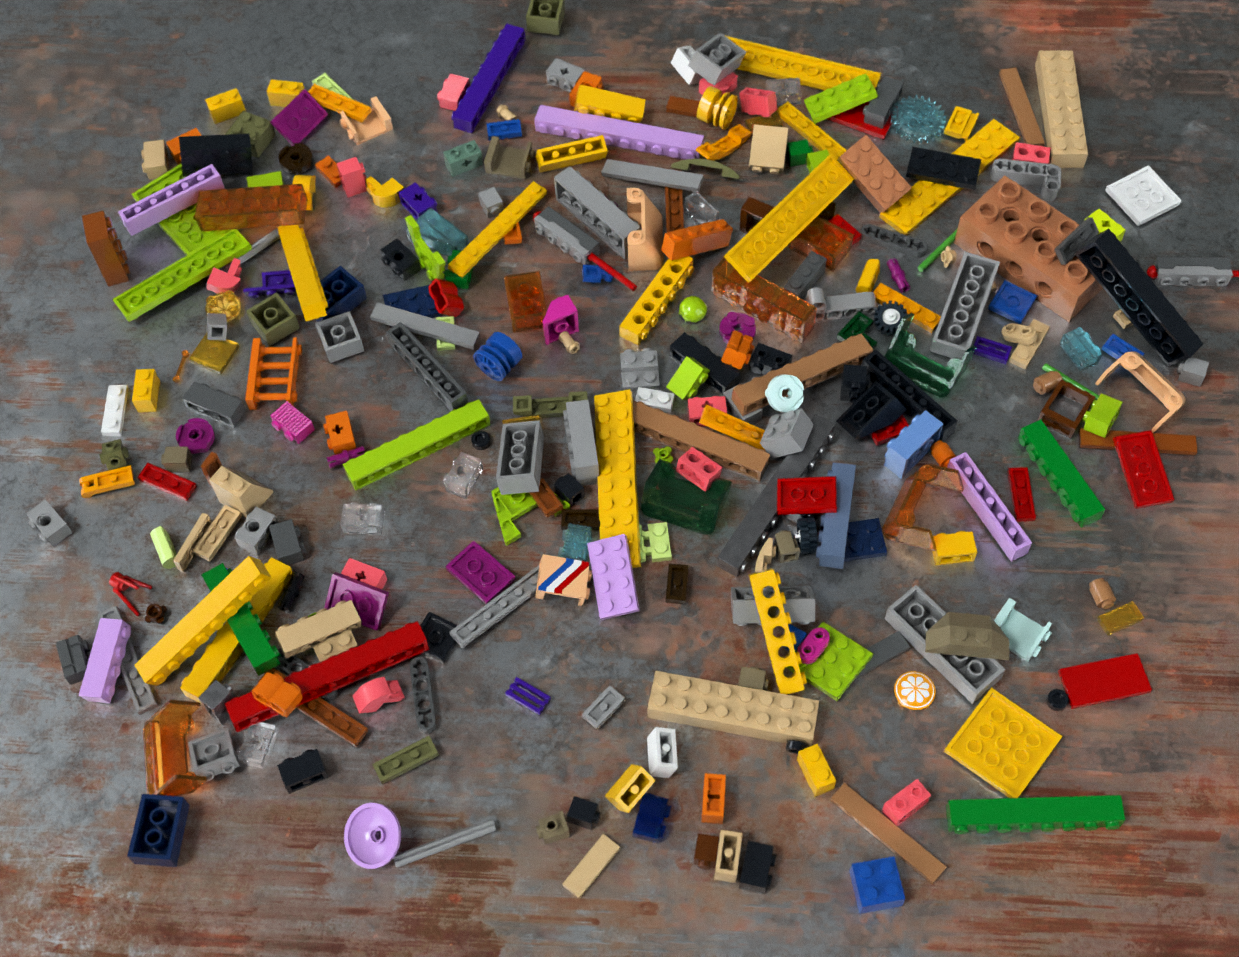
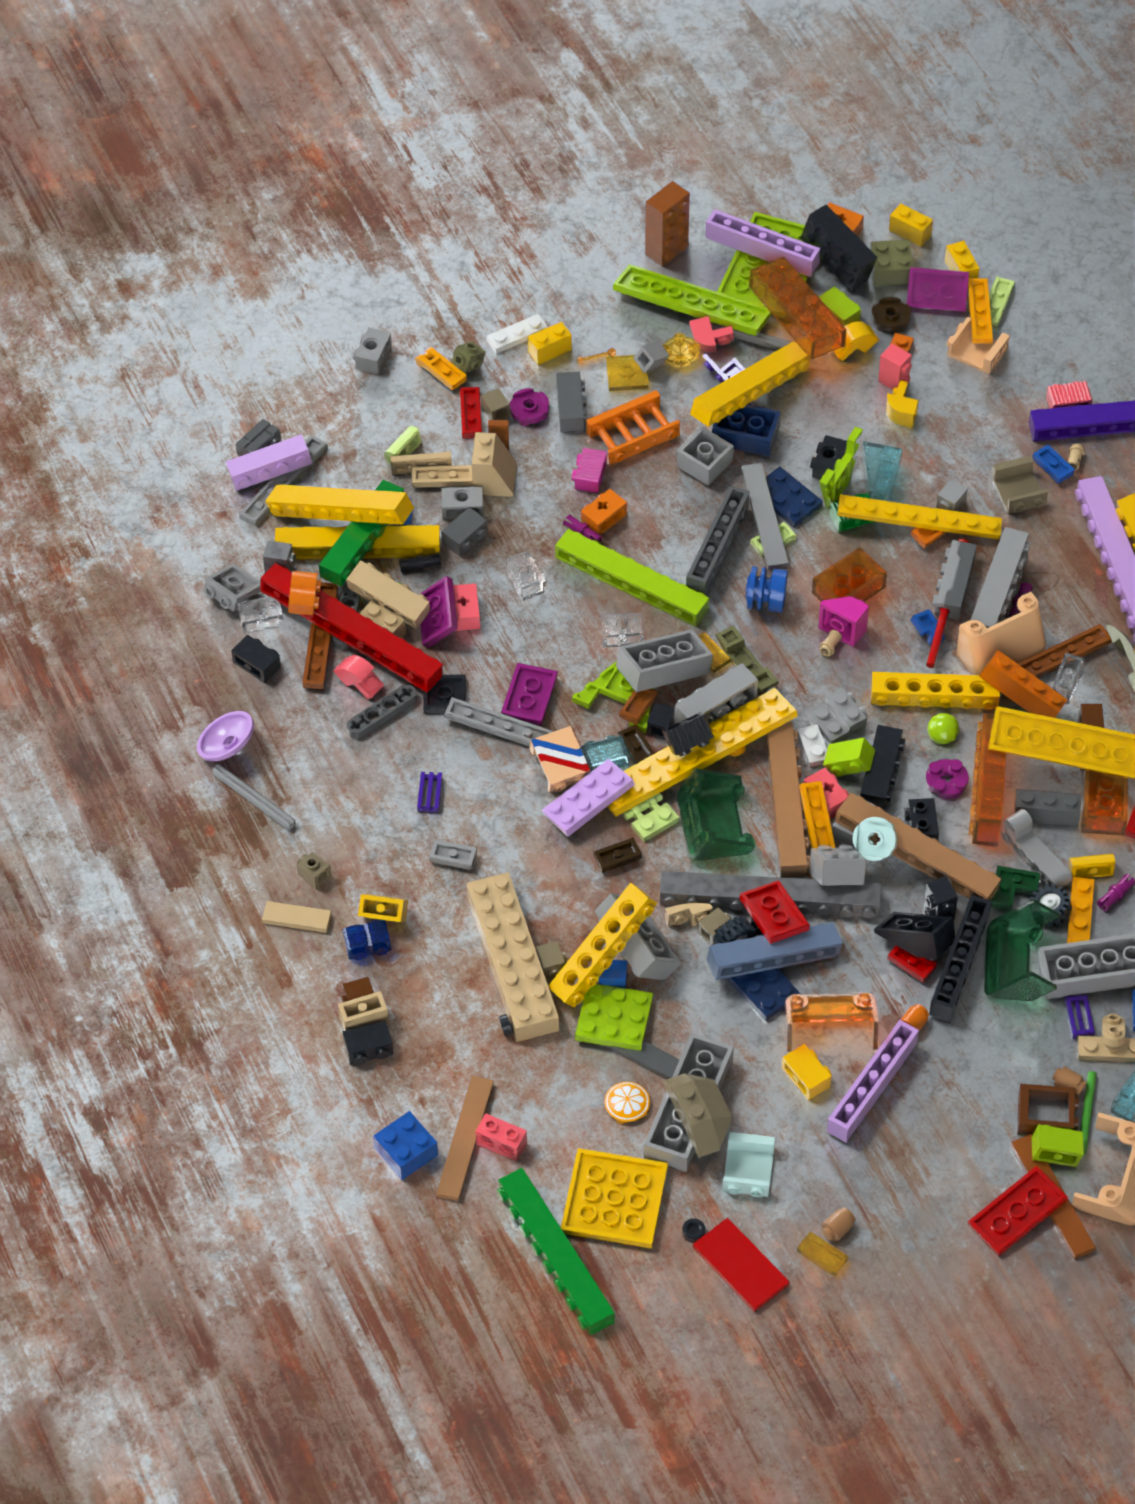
camera: 60 degrees right, 5 degrees down
(122, 583) = (349, 435): red plant -> none
(151, 610) = (337, 475): reddish brown plate -> none
(155, 158) = (800, 207): tan brick -> none
(158, 830) = (142, 584): dark blue brick -> none
(166, 750) = (225, 547): clear orange windscreen -> none
(273, 319) = (683, 389): olive brick -> none
(405, 759) = (312, 728): olive plate -> none
(416, 200) = (909, 437): dark purple brick -> none
(446, 297) = (809, 516): red brick -> none
(463, 158) = (988, 446): sand green brick -> none
(480, 440) = (671, 625): black tile -> none
(571, 153) = (1059, 533): yellow brick -> none
(583, 813) = (340, 885): black brick -> none
(609, 472) = (688, 734): none -> black brick
(652, 175) = (1084, 616): light grey tile -> none
(662, 752) = (433, 917): white brick -> none
(666, 451) = (752, 786): lime plate -> none
(698, 468) = (750, 814): coral brick -> none
(713, 798) = (412, 977): orange brick -> none
(738, 350) = (912, 783): orange brick -> none
(814, 644) = (617, 991): dark pink plate -> none
(816, 770) = (490, 1050): yellow brick -> none
(912, 443) = (901, 982): medium blue brick -> none
(1021, 494) = (914, 1111): red tile -> none
(1061, 473) = (960, 1135): green brick -> none

